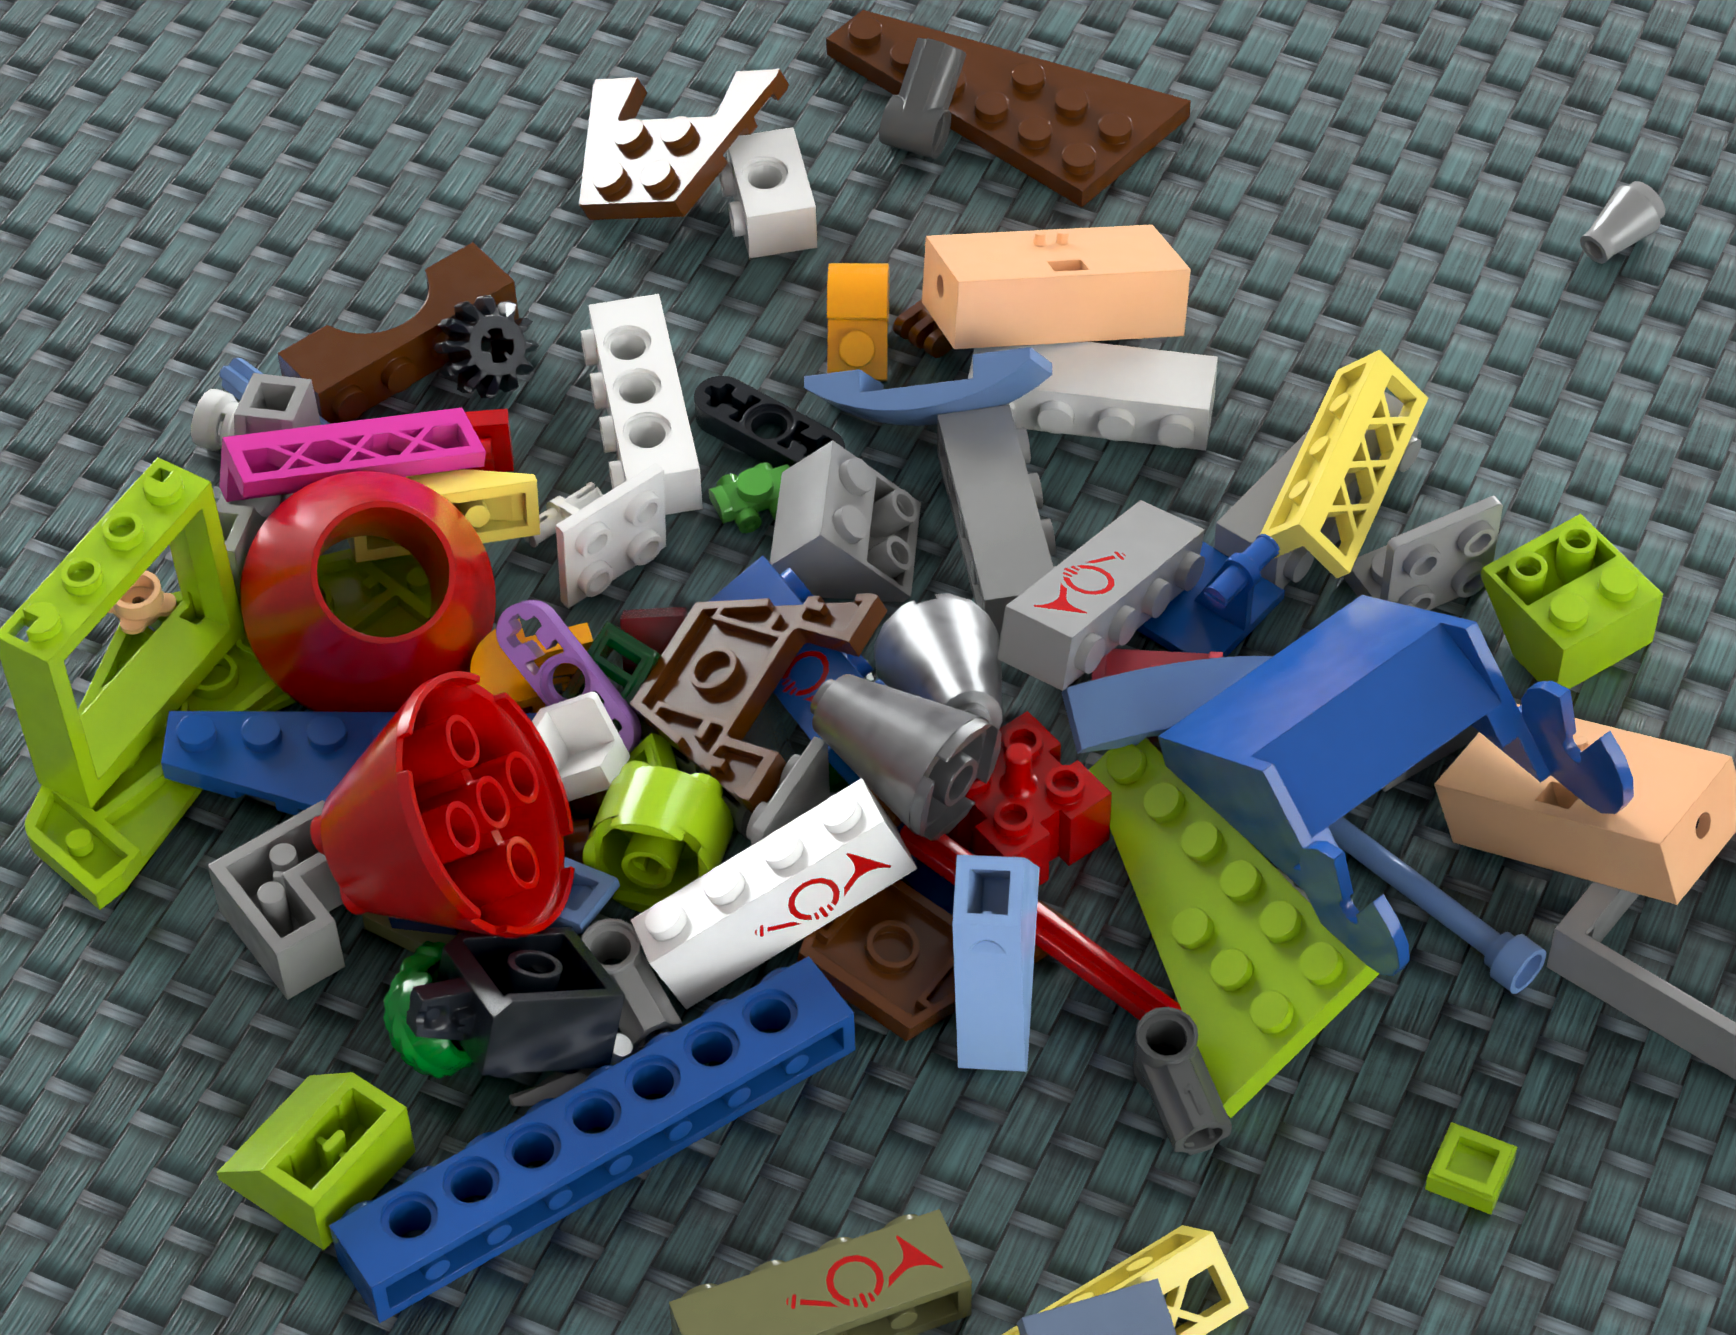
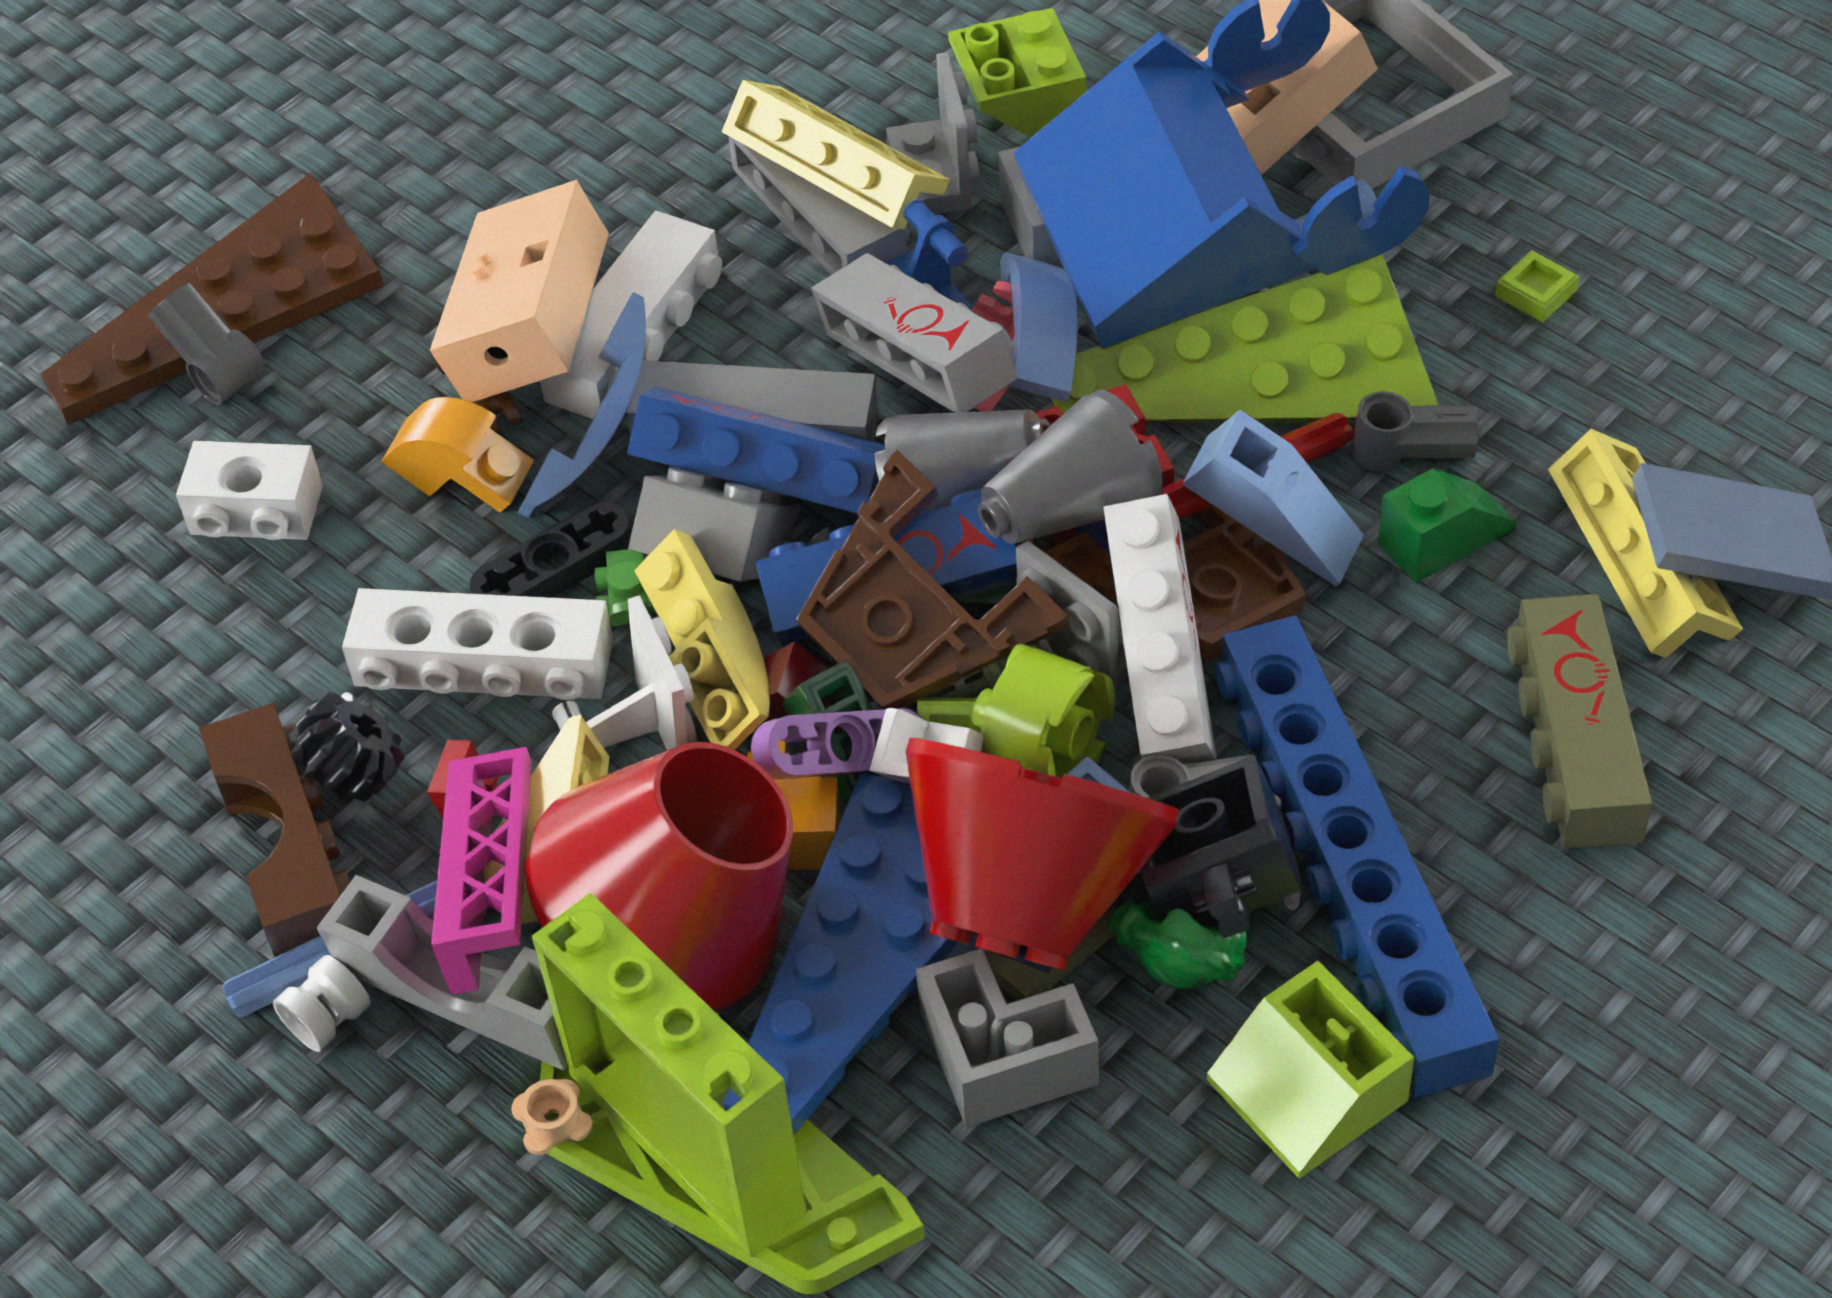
camera: 70 degrees left, 0 degrees up
(662, 163) = (161, 570): wing -> none
(671, 570) = (710, 639): none -> light yellow slope
(918, 505) = (754, 449): none -> blue brick
(1061, 1133) = (1438, 522): none -> green slope

